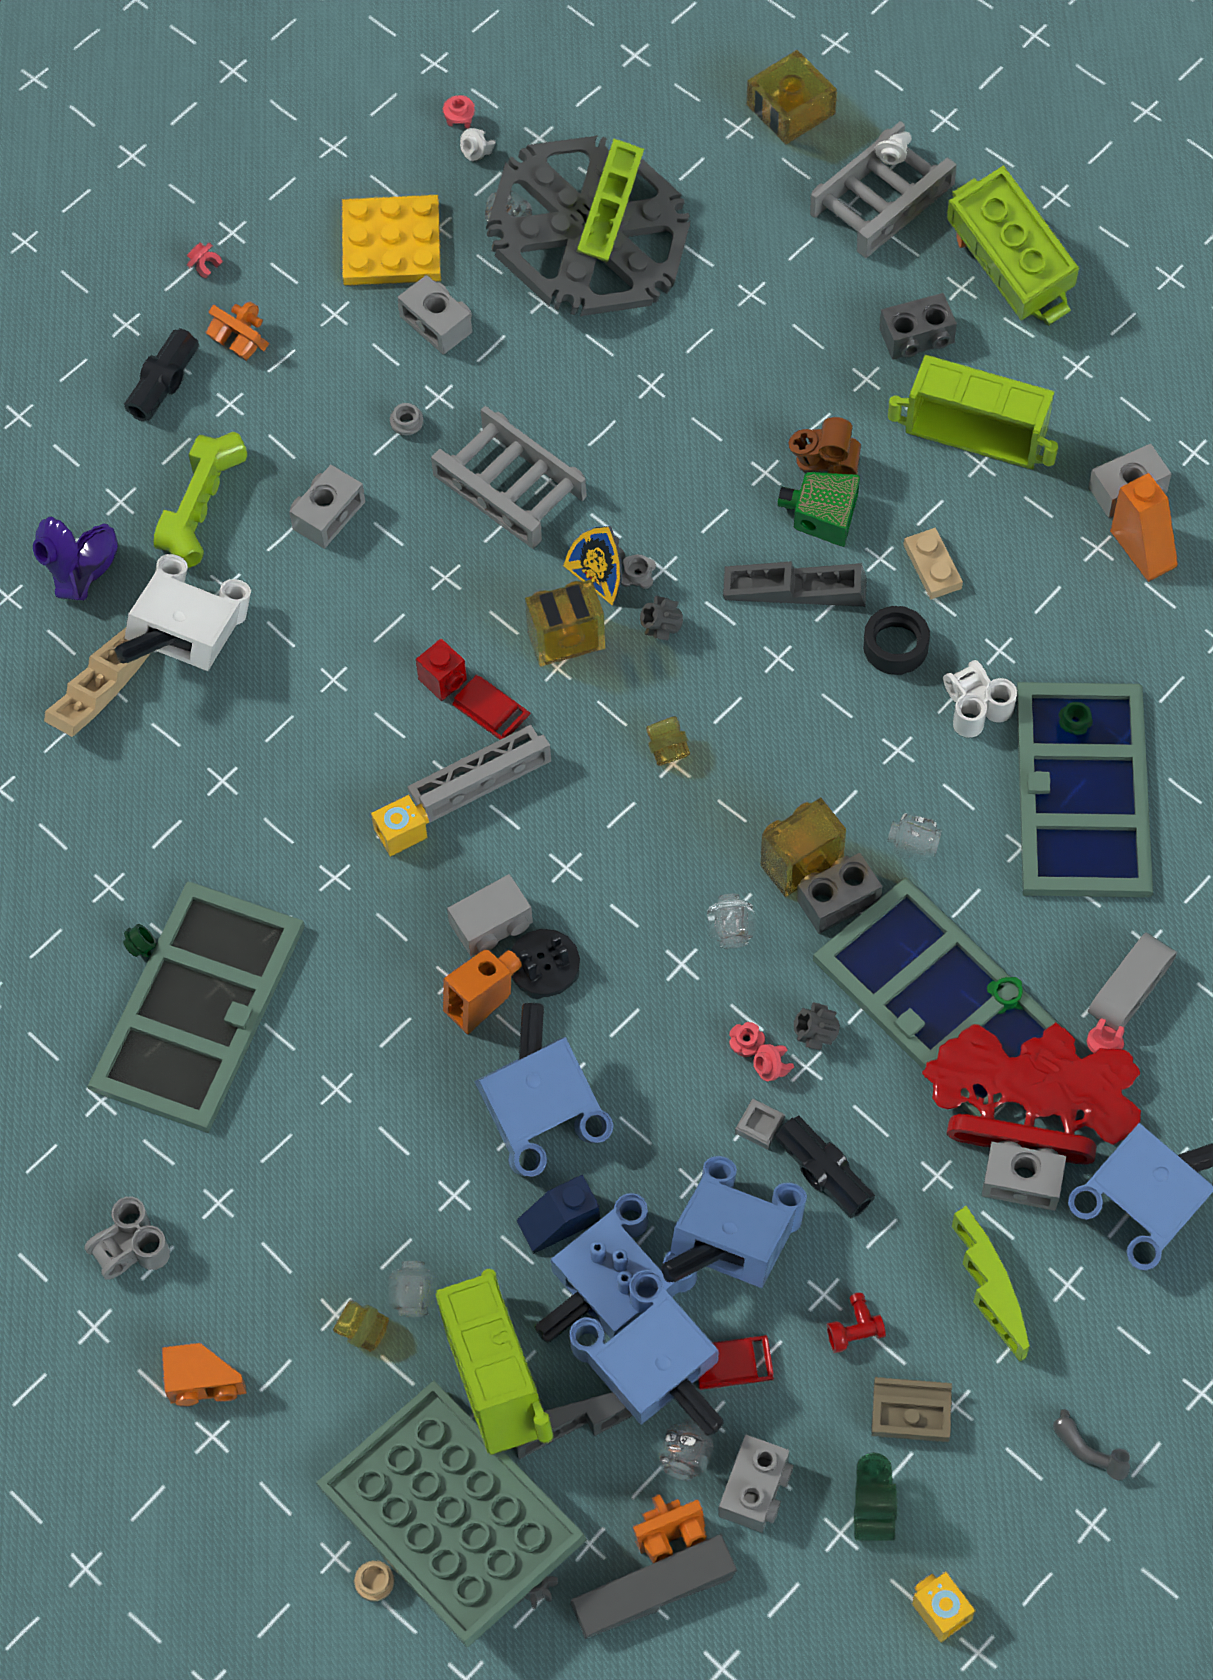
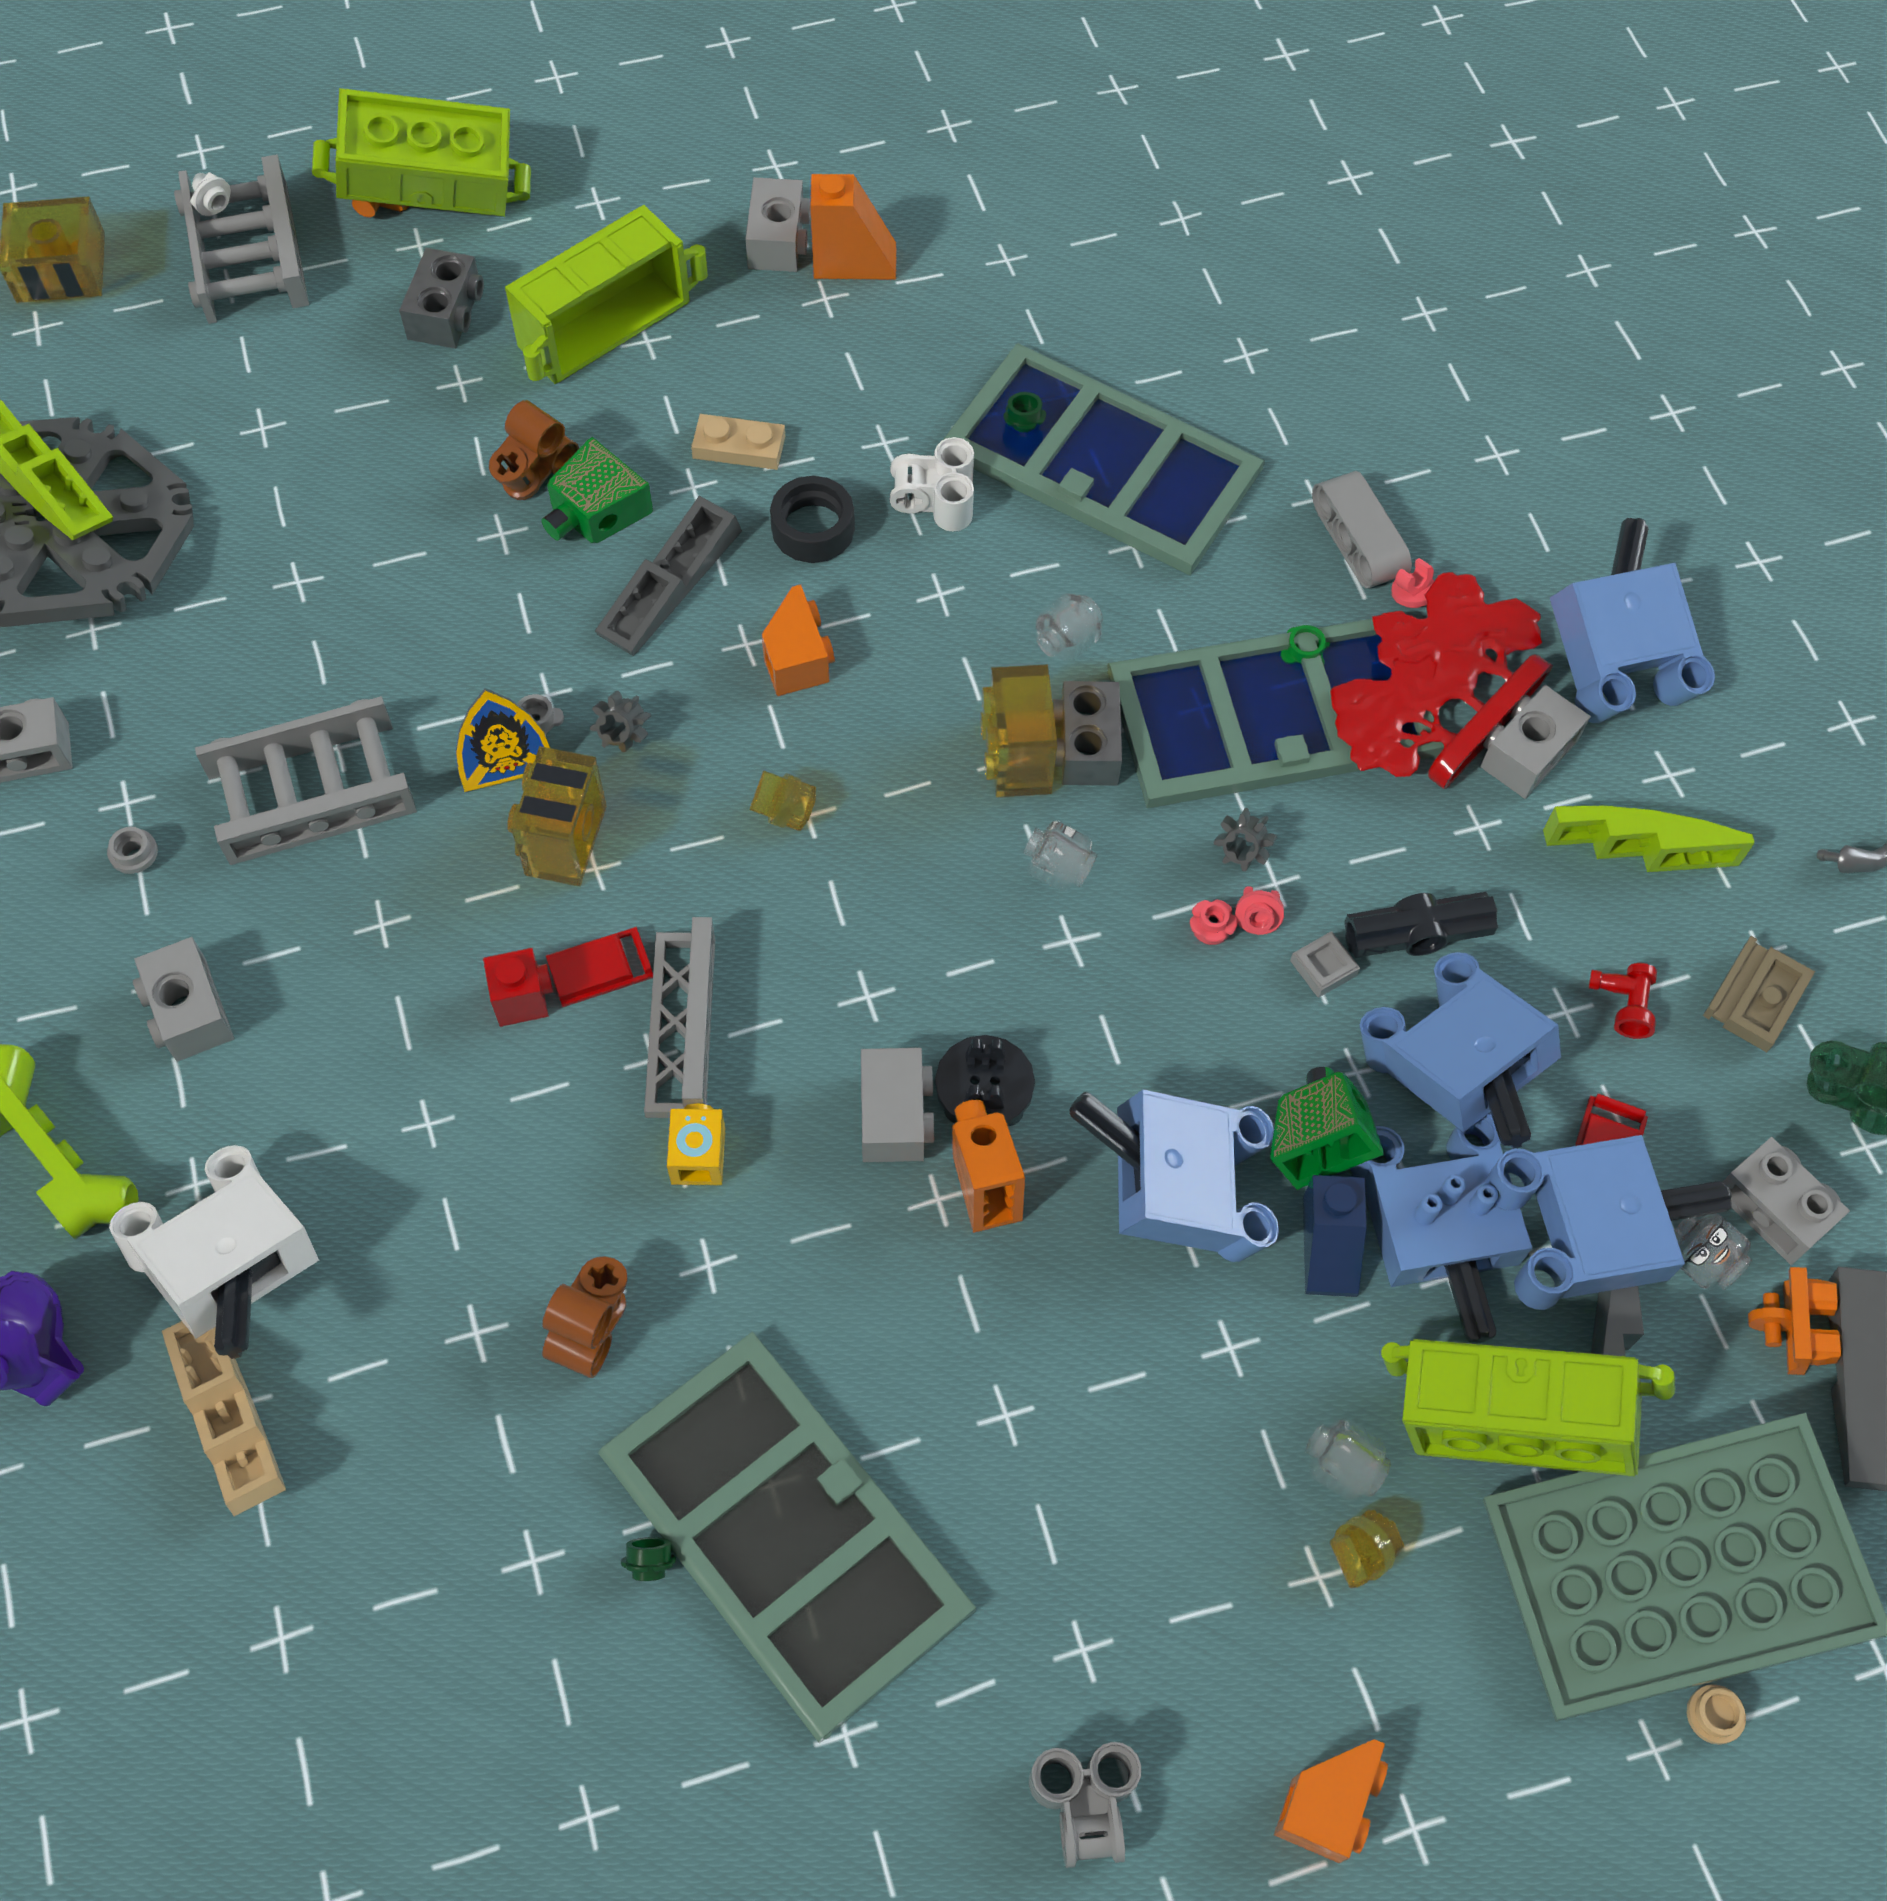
camera: 65 degrees left, 0 degrees up
(256, 826) = (585, 1316): none -> dark orange piece
(623, 1167) = (1323, 1128): none -> green torso
(788, 682) = (793, 647): none -> orange slope

